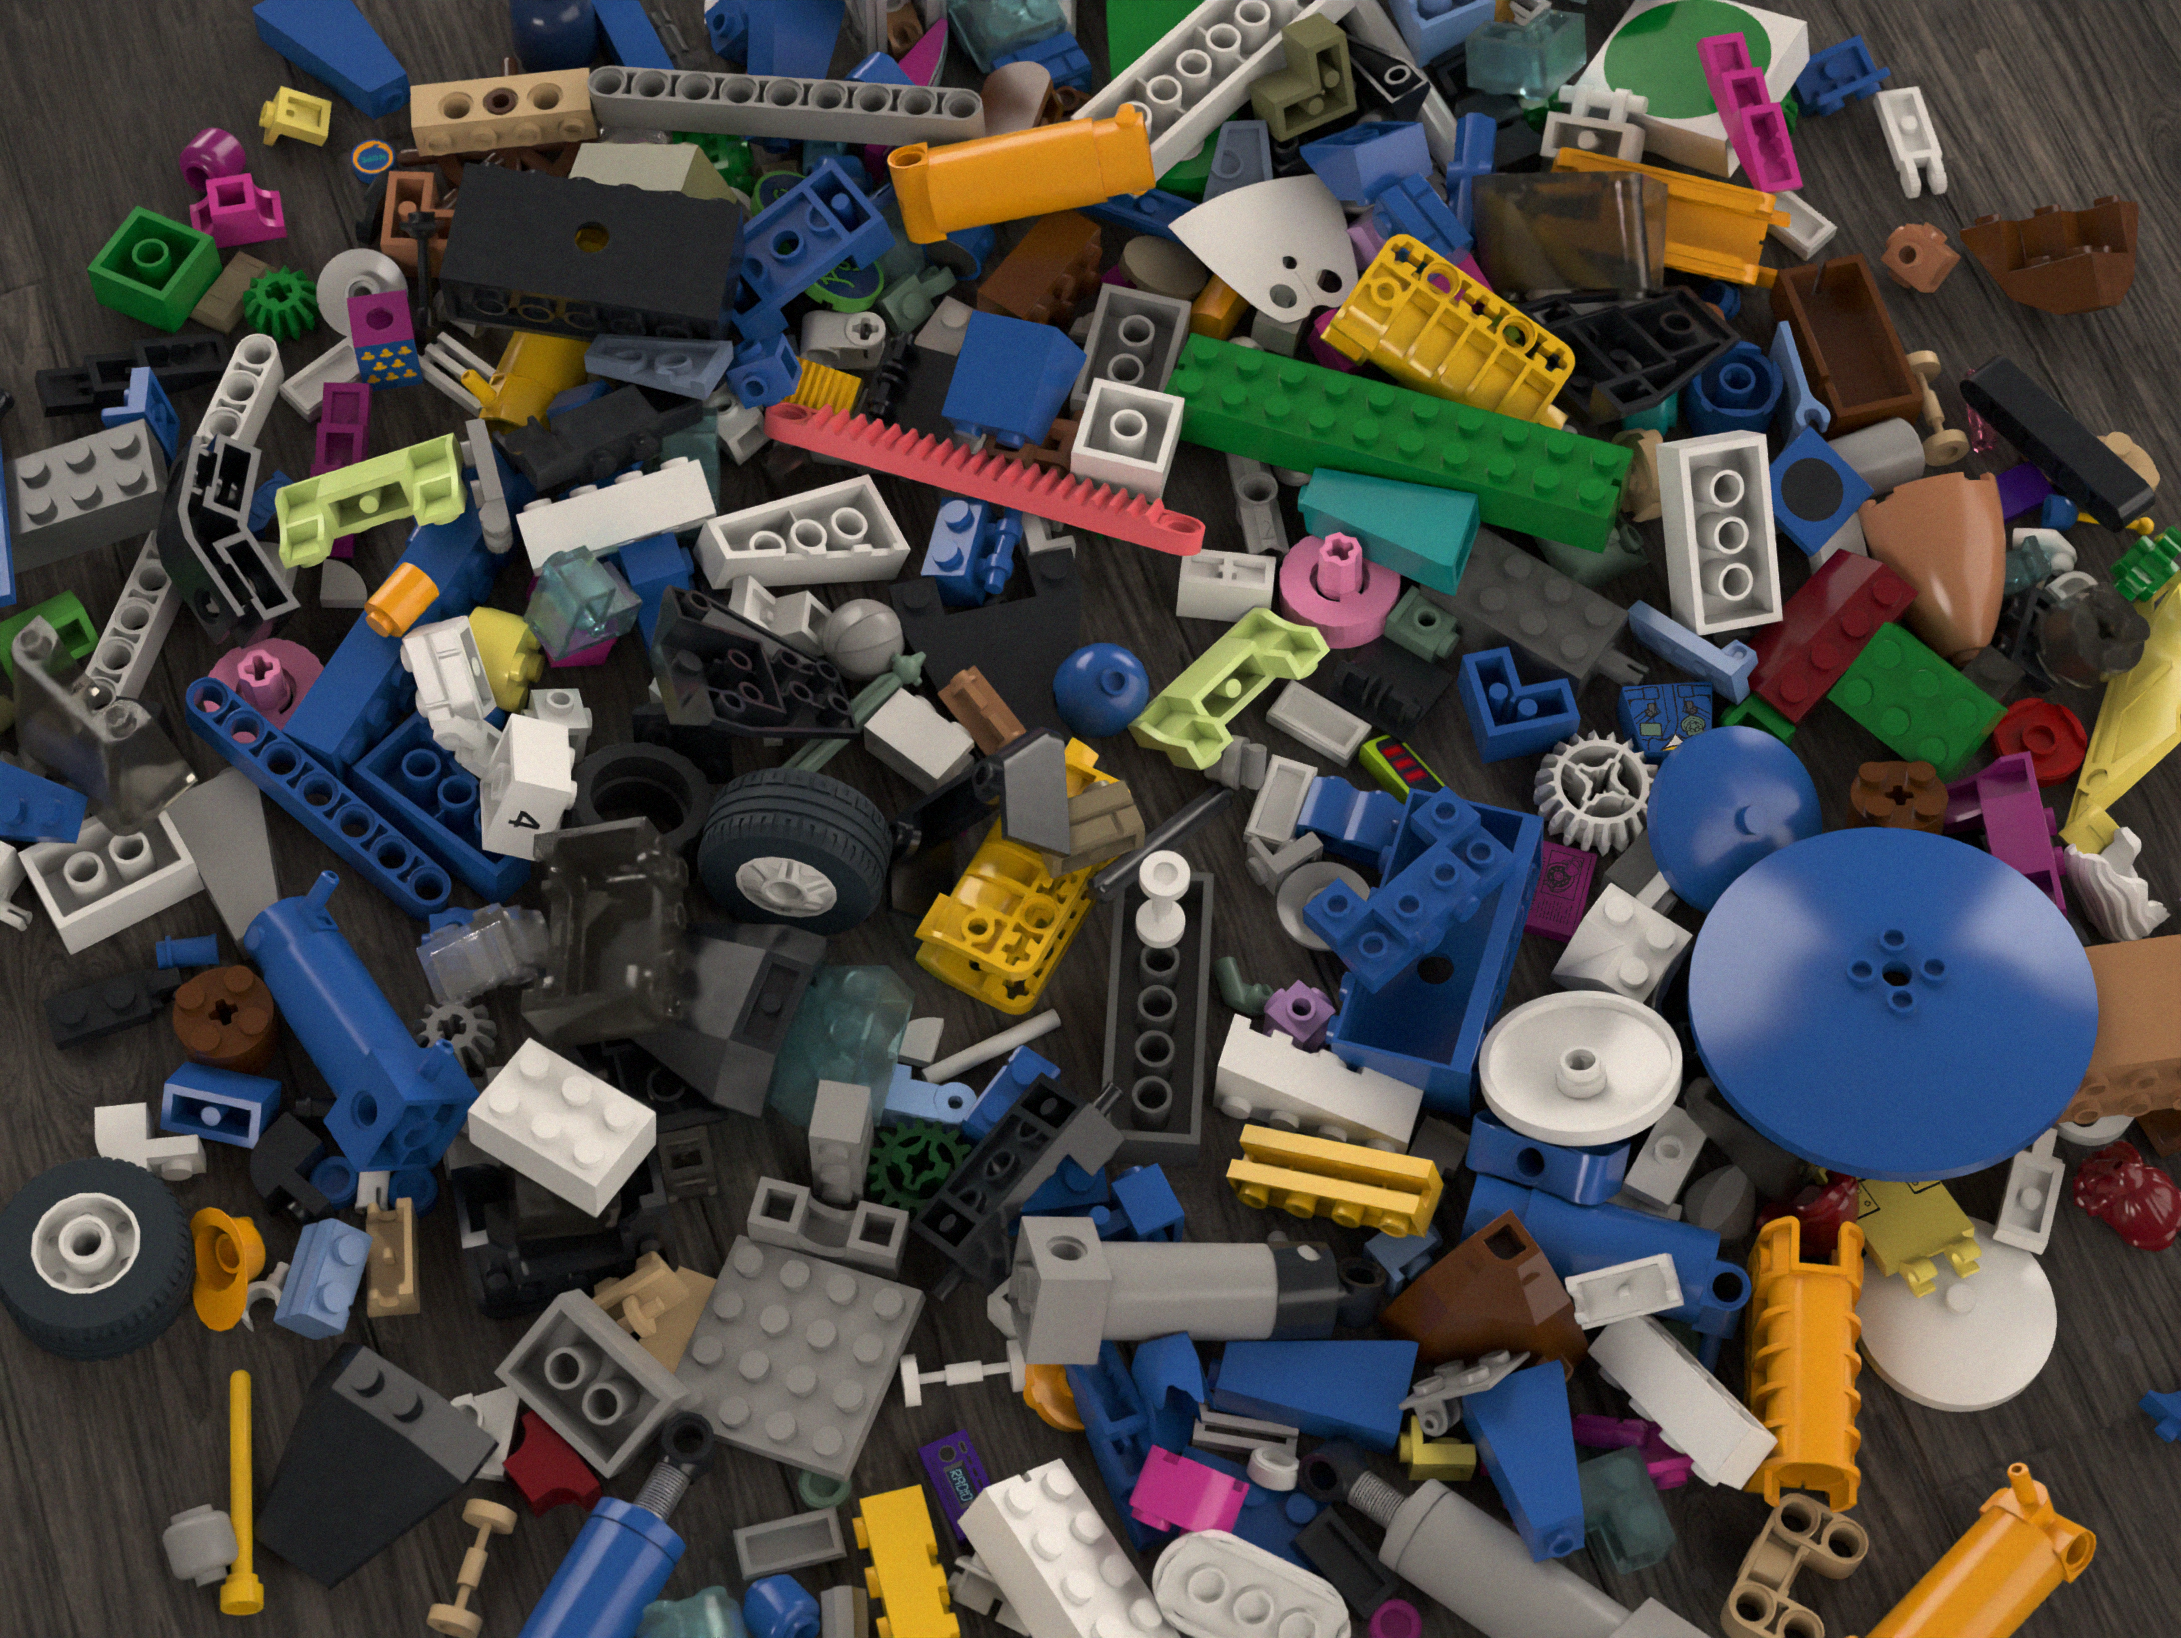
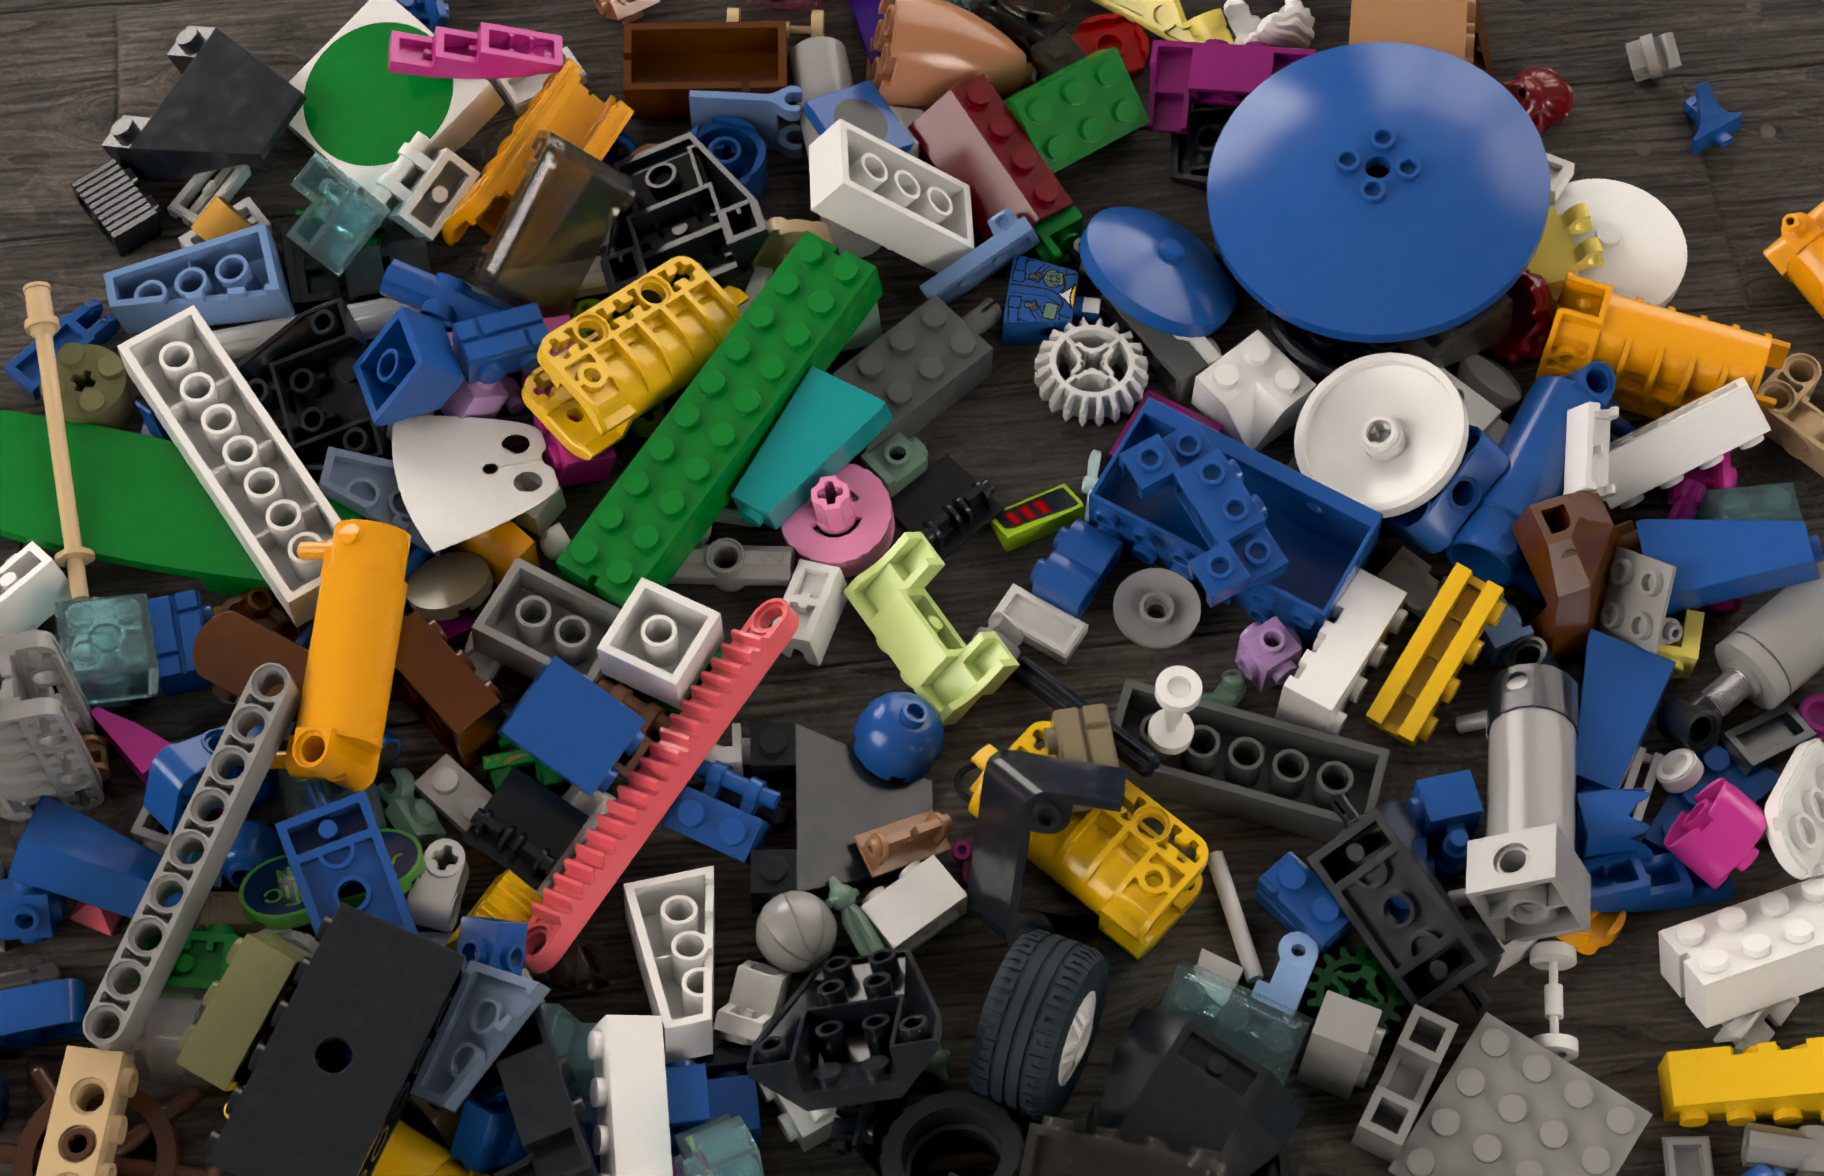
camera: 75 degrees left, 0 degrees up
(822, 1491) = (1646, 1148): sand green tile -> none
(955, 1476) = (1653, 1029): dark purple tile -> none
(1288, 857) = (1107, 629): light grey bracket -> none
(1312, 86) = (306, 395): olive brick -> none
(1318, 723) = (967, 573): white tile -> none
(1512, 718) = (998, 420): blue brick -> none
(1897, 797) = (1168, 157): reddish brown brick -> none

